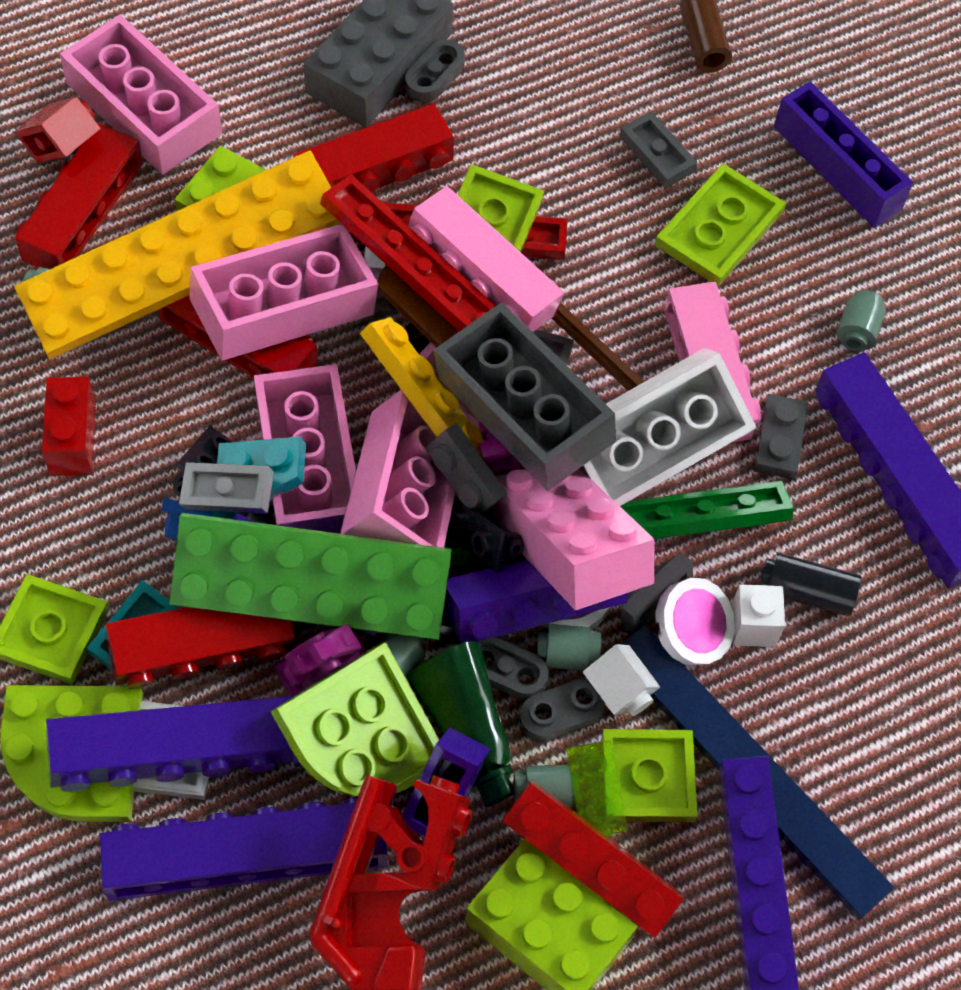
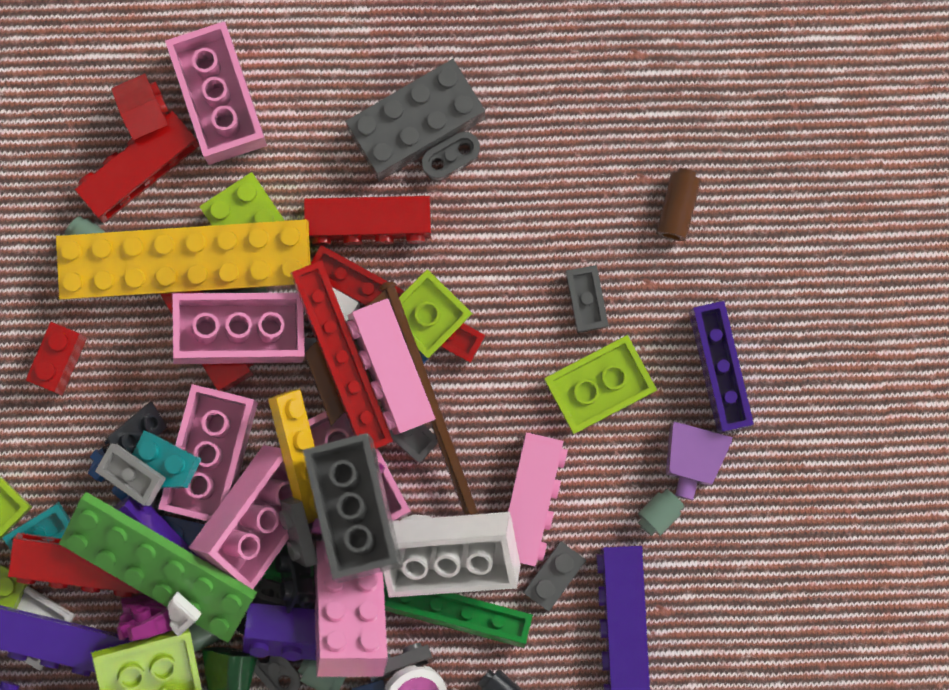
camera: 25 degrees right, 20 degrees up
(366, 616) = (181, 614): none -> white tile
(863, 250) = (694, 457): none -> medium lavender torso

